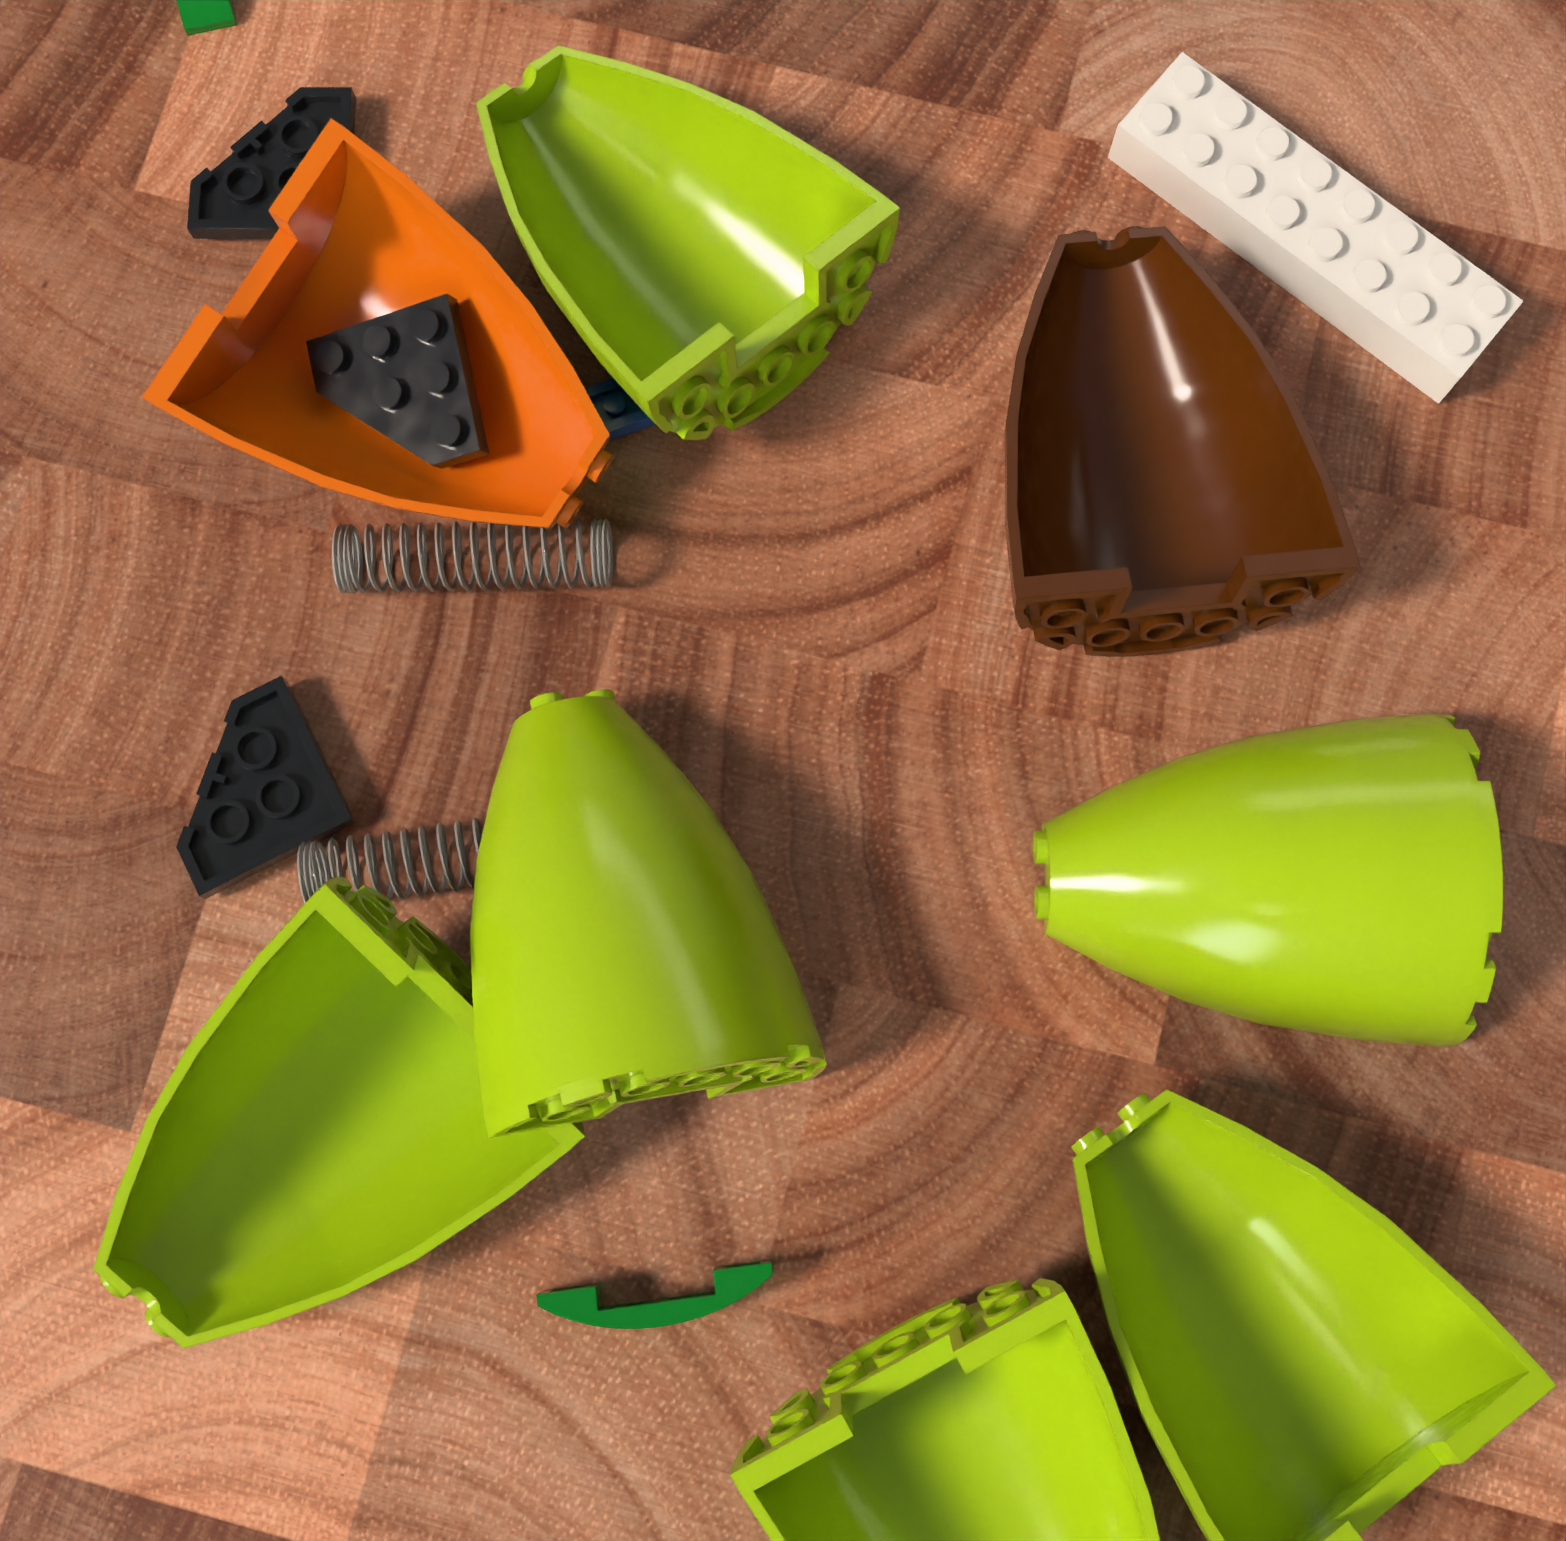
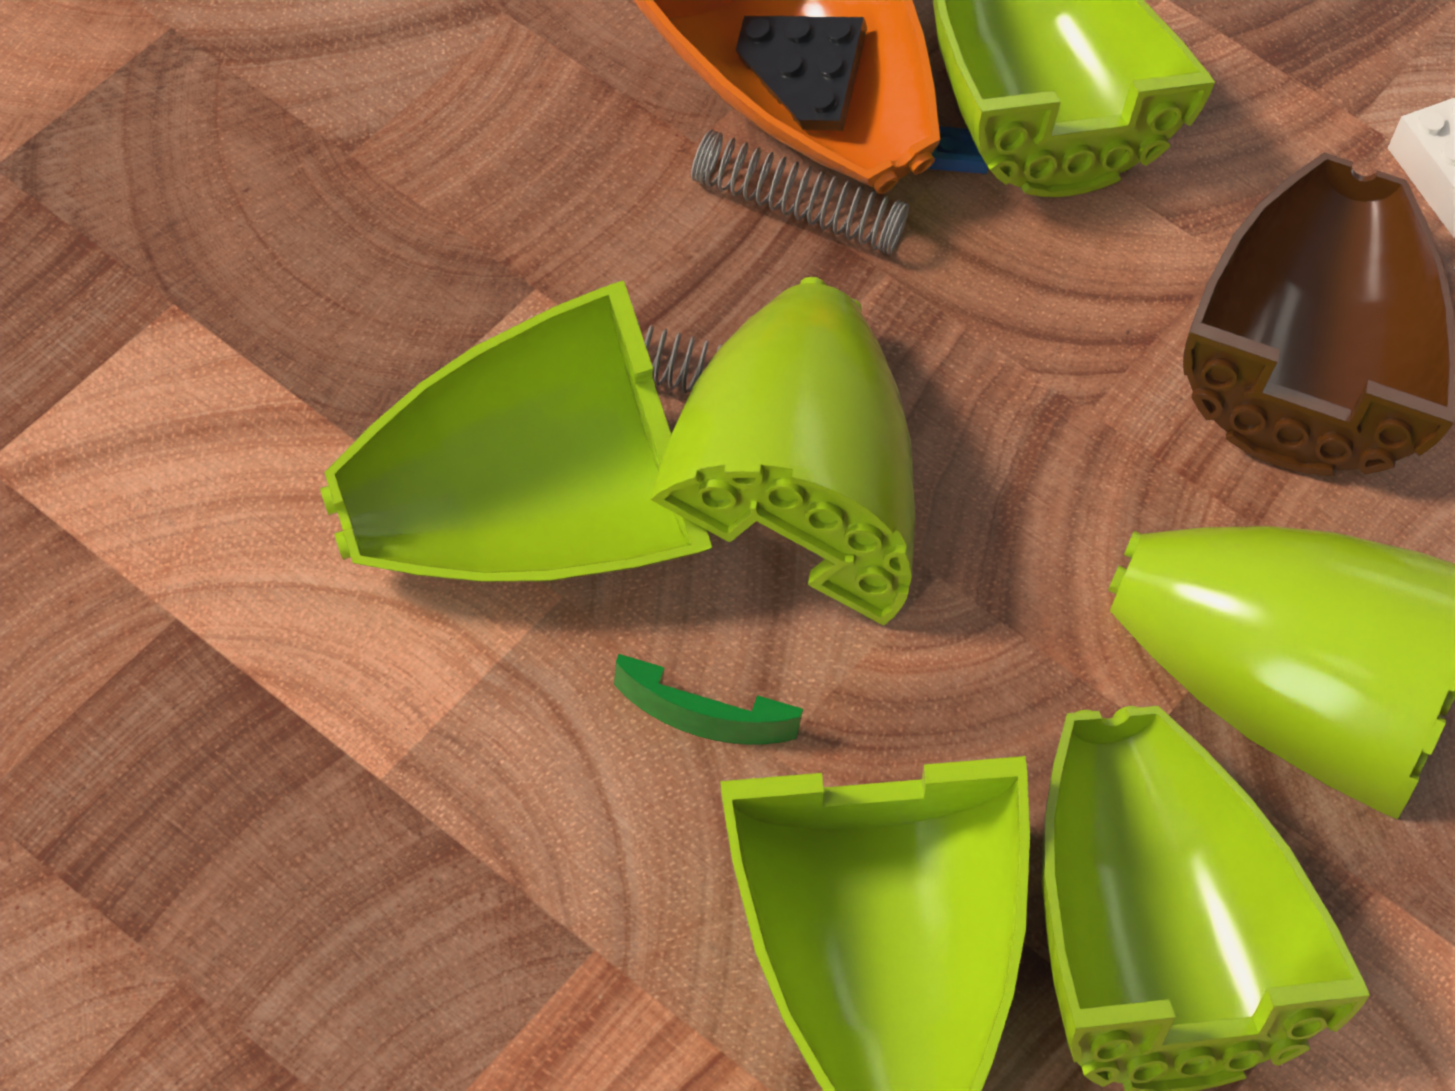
camera: 15 degrees right, 20 degrees down
(260, 793) = (564, 265): black plate -> none

